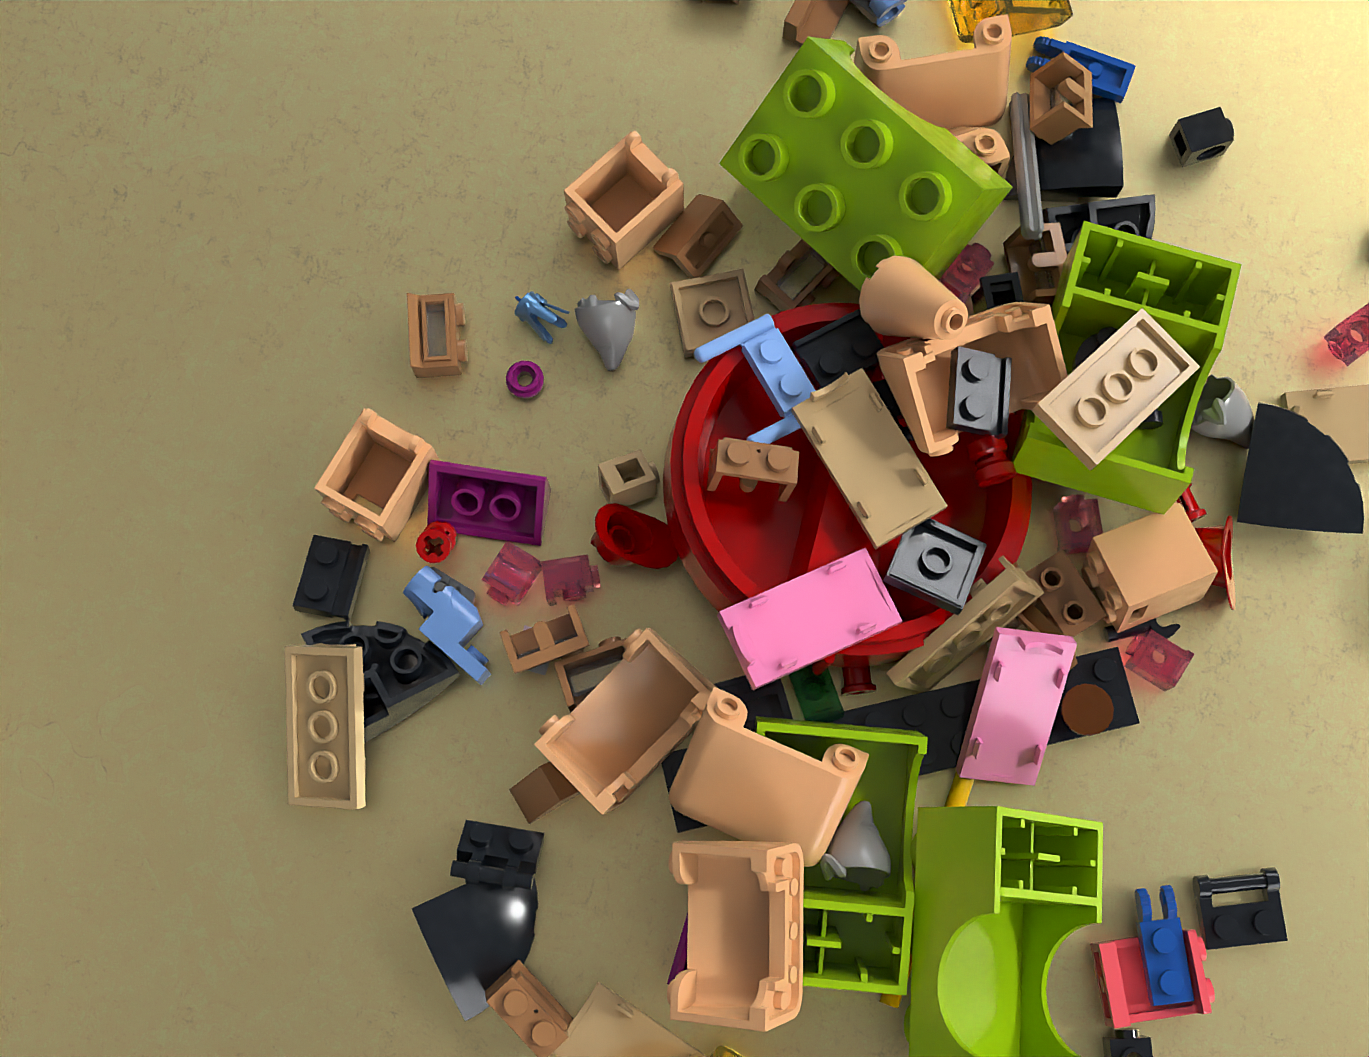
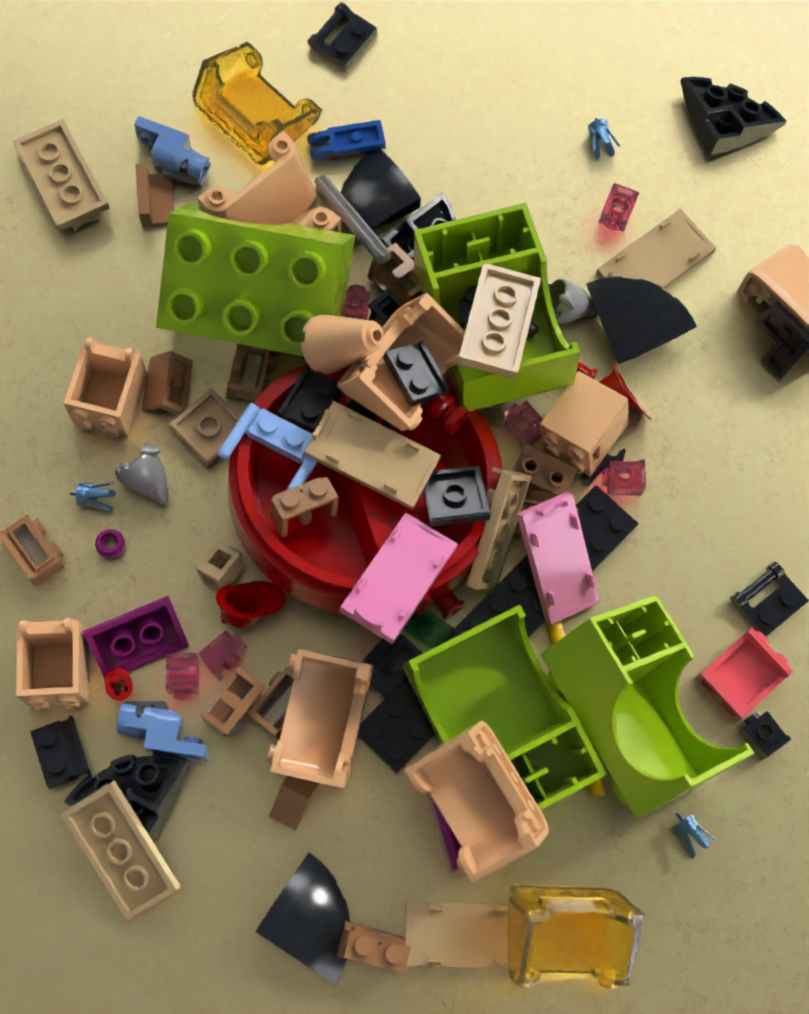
camera: 40 degrees left, 5 degrees down
(497, 855) = (289, 861): black plate -> none
(761, 786) = (432, 702): light nougat windscreen -> none
(857, 851) = (519, 708): light grey hat -> none
(1060, 99) = (347, 166): medium nougat window -> none
(1087, 709) = (602, 532): reddish brown piece -> none
(1163, 950) = (740, 652): blue hinge -> none
(1202, 136) = (448, 141): black brick -> none

